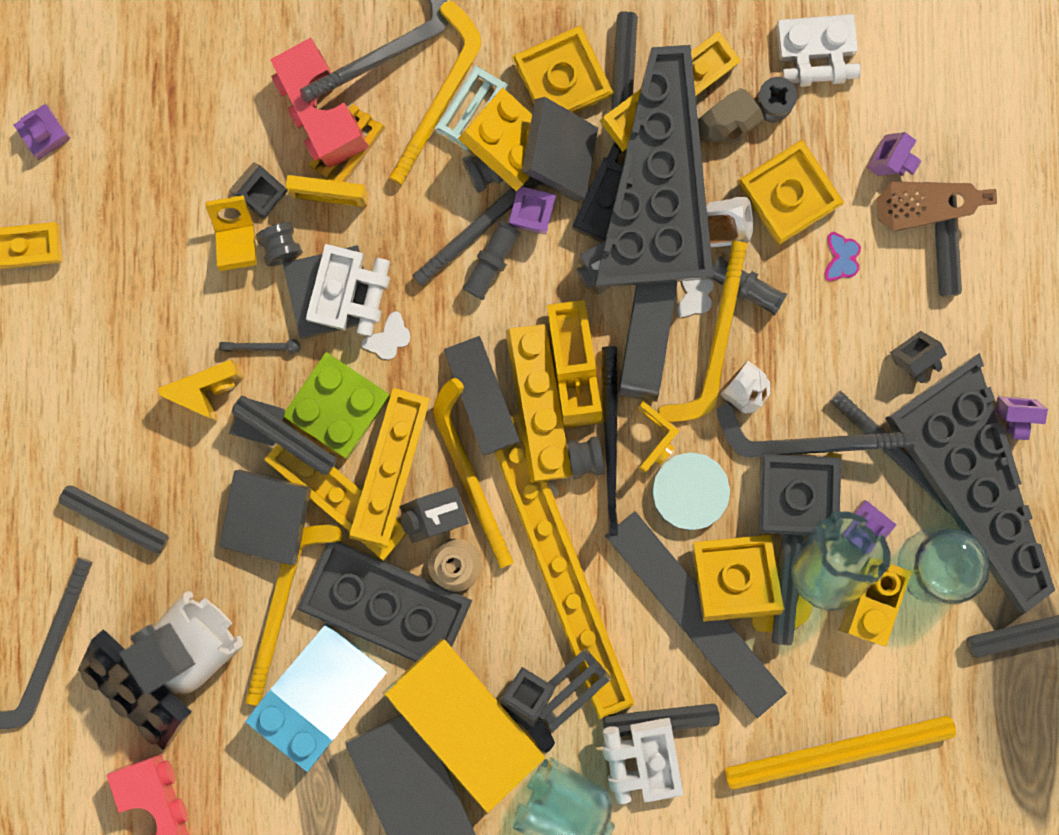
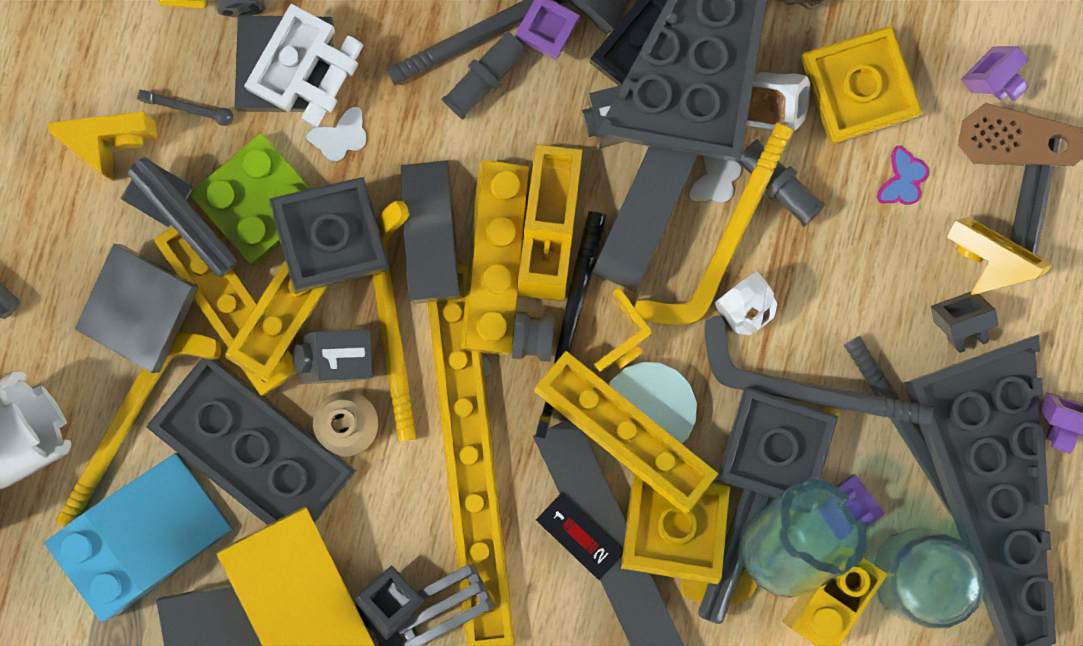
camera: 20 degrees right, 0 degrees up
(404, 419) = (328, 235): none -> dark grey tile
(663, 604) = (580, 536): none -> black sticker
(679, 514) = (626, 432): none -> yellow plate
(940, 301) = (1007, 260): none -> yellow slope

